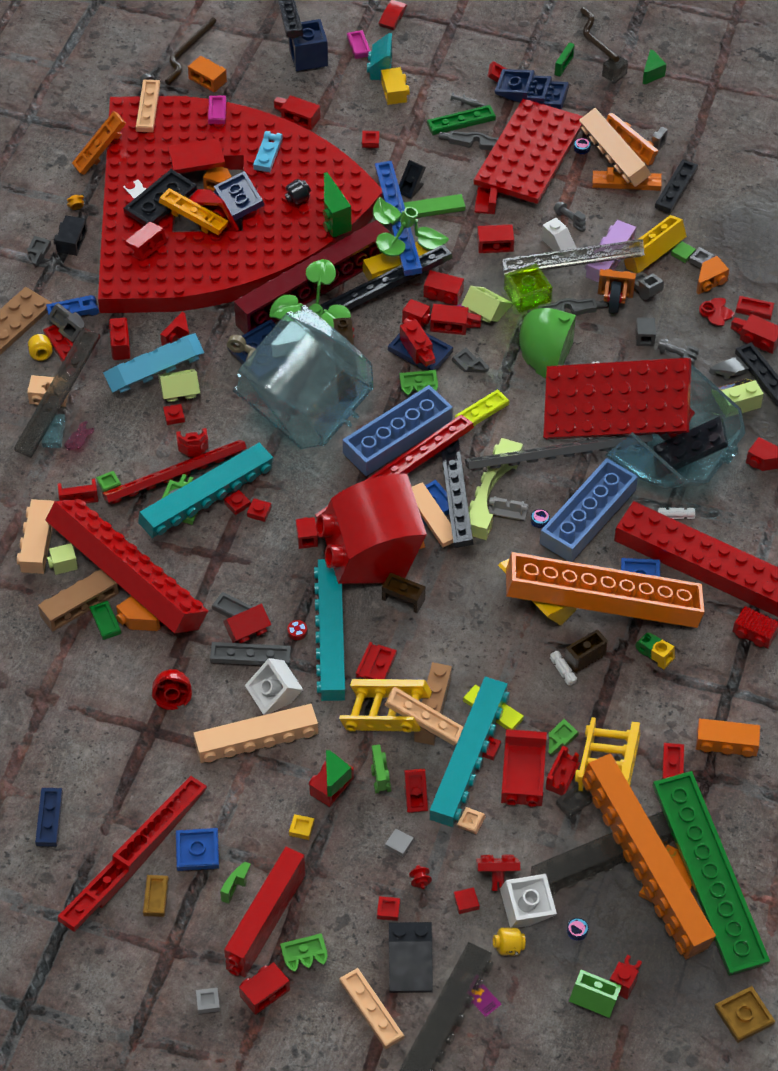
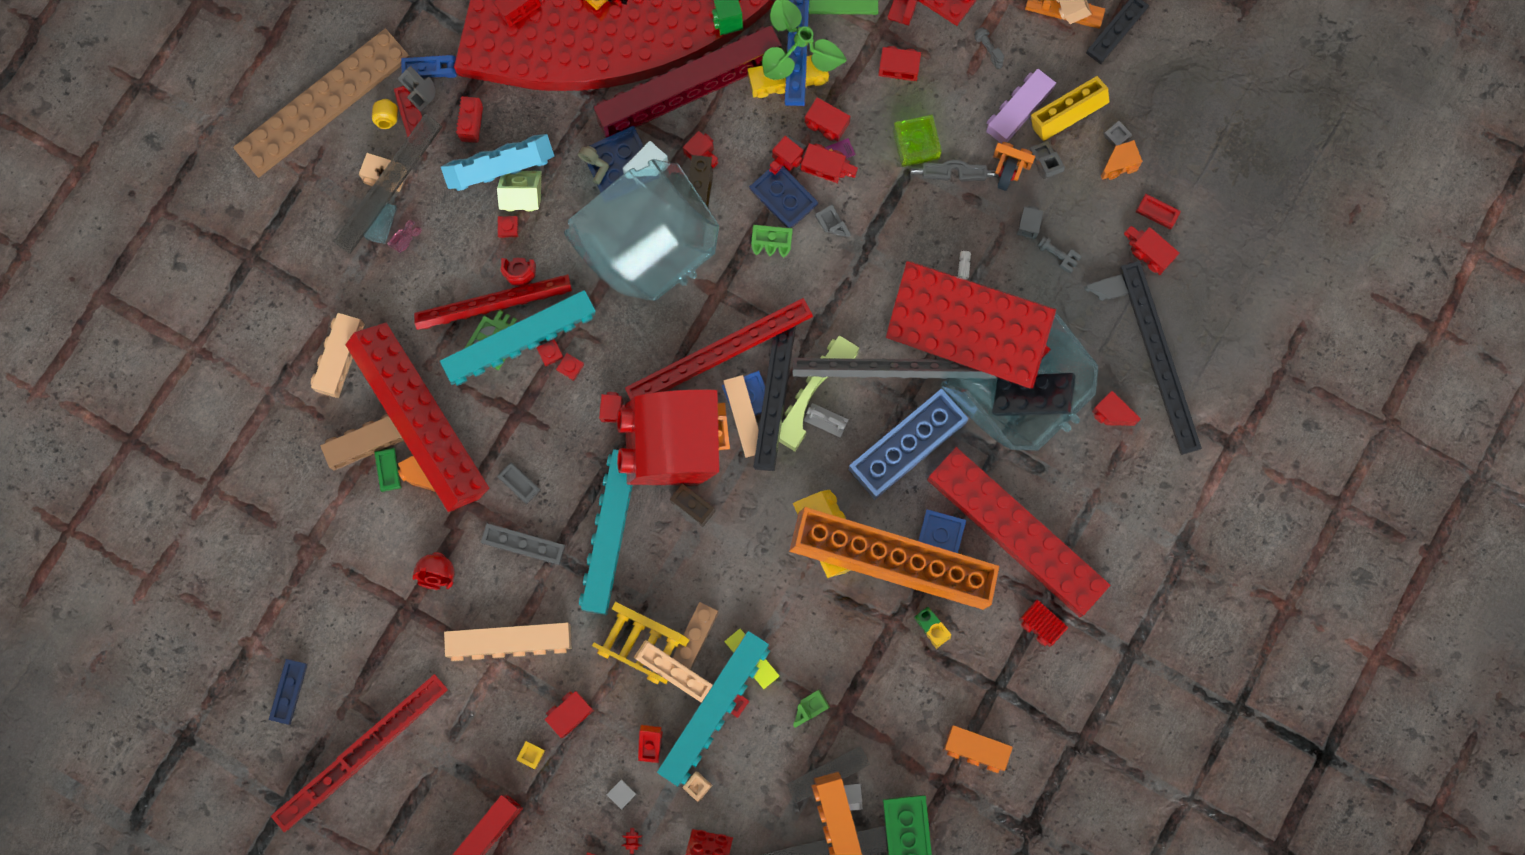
camera: 15 degrees right, 25 degrees up
(62, 559) = (356, 389): yellowish green brick -> none
(86, 493) = (389, 308): red hinge -> none
(108, 481) = (424, 299): bright green tile -> none
(155, 895) = (374, 801): pearl gold tile -> none
(177, 329) = (534, 116): red slope -> none
(197, 849) = (423, 760): blue plate -> none
(237, 877) = (456, 802): bright green slope -> none
(247, 623) = (526, 510): red brick -> none
(273, 686) = (537, 588): white slope -> none
(297, 630) = (576, 523): red tile -> none
(317, 272) = (649, 123): bright green plant -> none
(337, 773) = (570, 717): green slope -> none
(376, 662) = (646, 582): red plate -> none
(380, 770) = (617, 724): bright green plate -> none
(388, 280) = (762, 103): black plate -> none
(397, 430) = (733, 300): medium blue brick -> none
(417, 343) = (779, 196): red hinge -> none
(485, 407) = (830, 286): neon yellow tile -> none
(486, 303) = (868, 150): yellowish green slope -> none
(523, 768) = (763, 739): red panel -> none
(540, 518) = (856, 438): tile -> none
(546, 338) = (918, 218): bright green brick -> none
(557, 235) = (968, 78): white slope -> none
(562, 772) = (802, 751): red hinge -> none
(563, 668) = (834, 627): white axle -> none
(577, 256) = (976, 112): clear smoke plate -> none
(586, 651) = (860, 617): dark brown brick -> none
(628, 751) = (871, 748): yellow fence -> none
(672, 760) = (913, 767): red plate -> none
(678, 513) = (1000, 462): white axle -> none
(683, 251) = (1100, 120): bright green tile -> none
(716, 311) = (1117, 209): red plate -> none
(744, 393) = (1106, 326): yellowish green slope -> none

